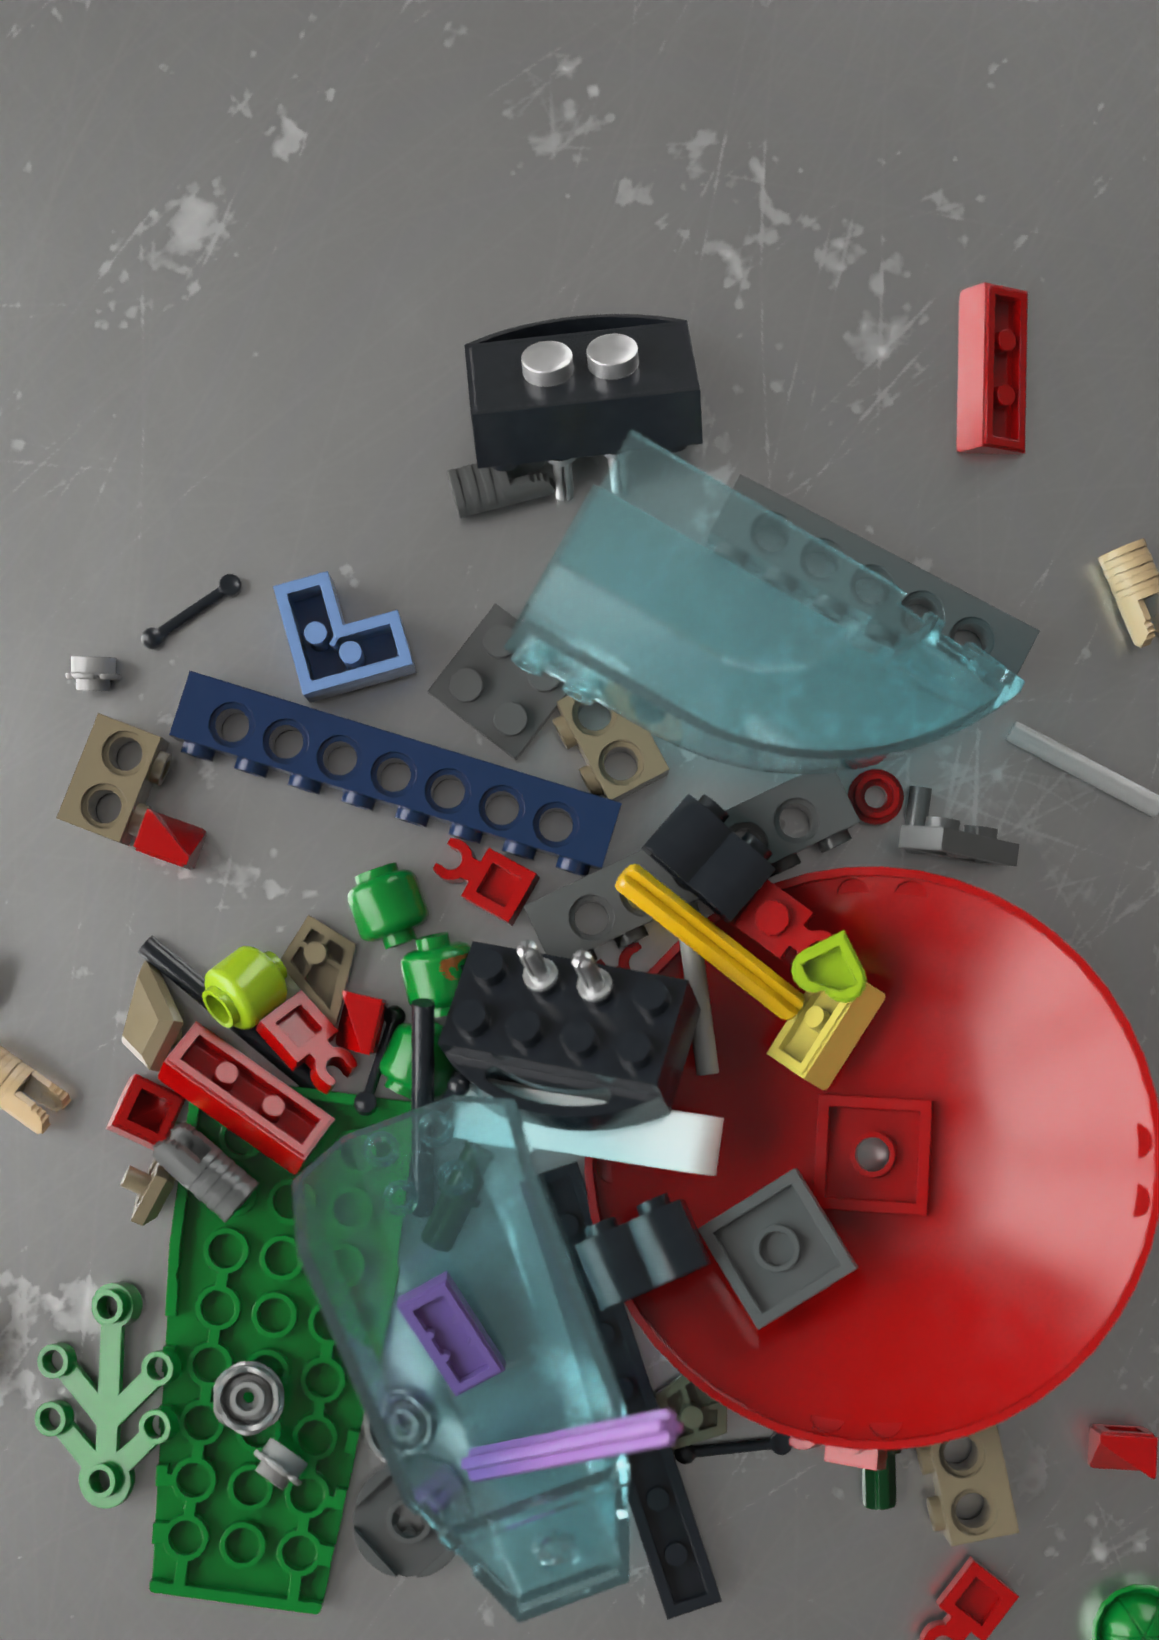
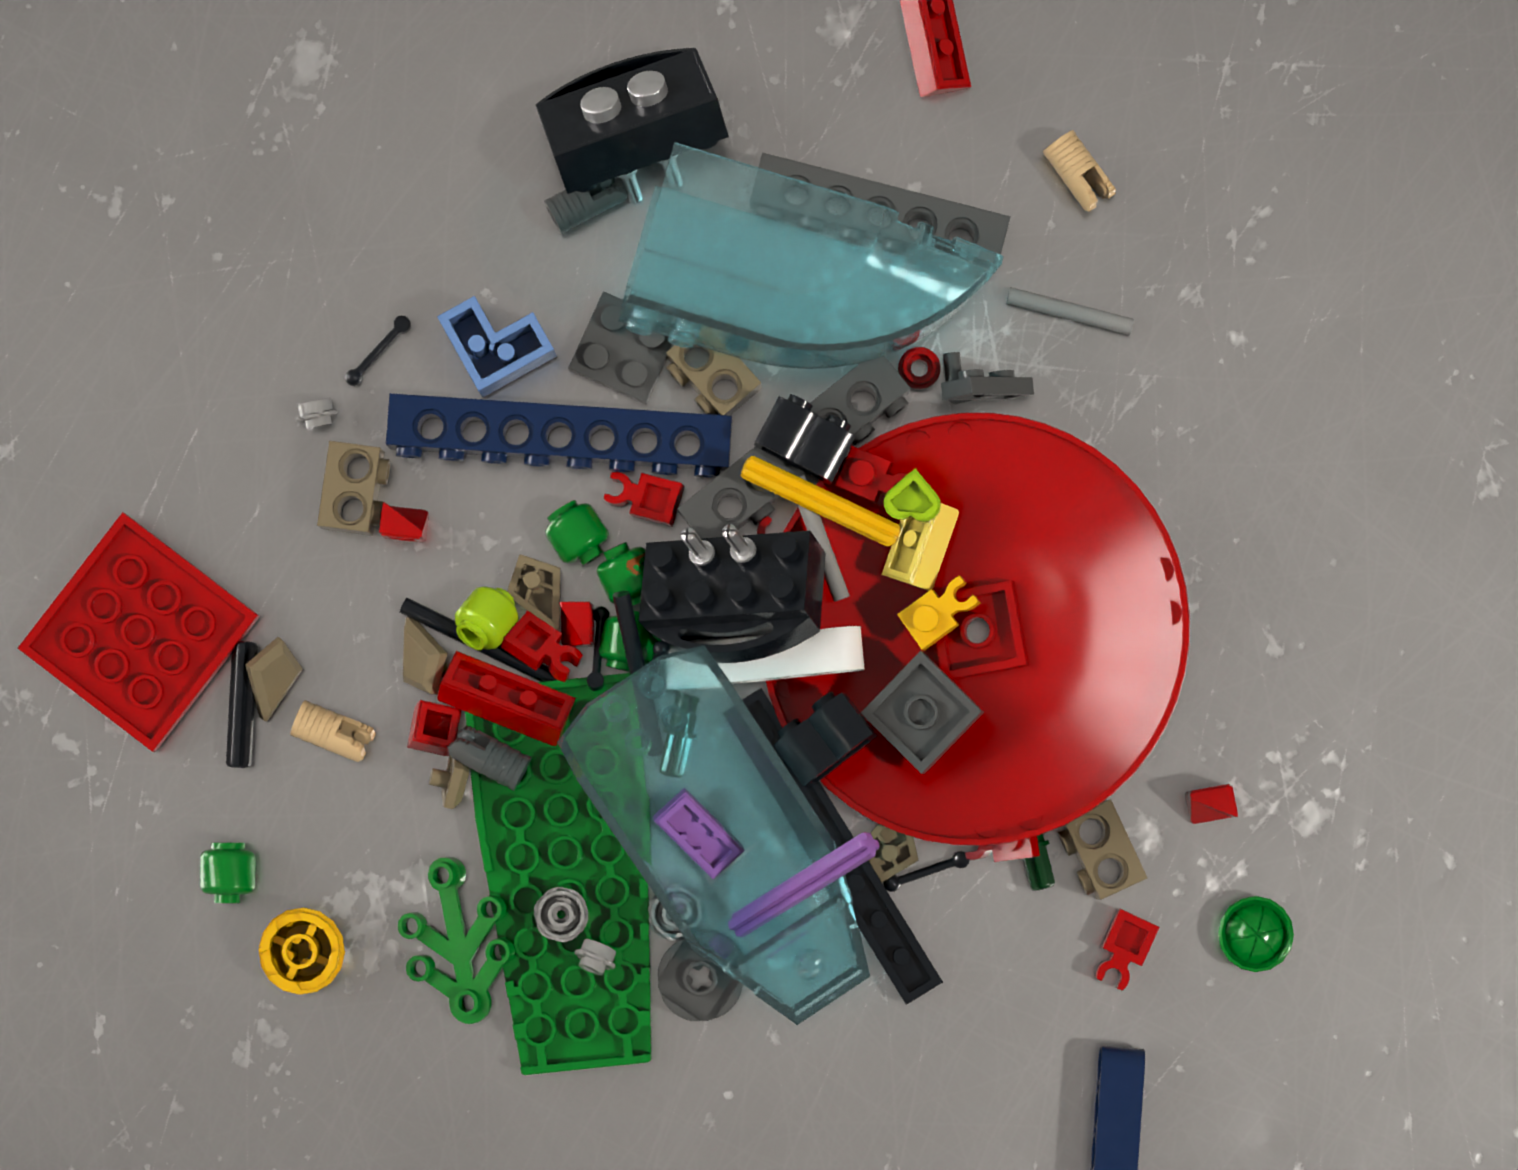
camera: 10 degrees left, 0 degrees up
(820, 1125) = (932, 616): none -> yellow plate

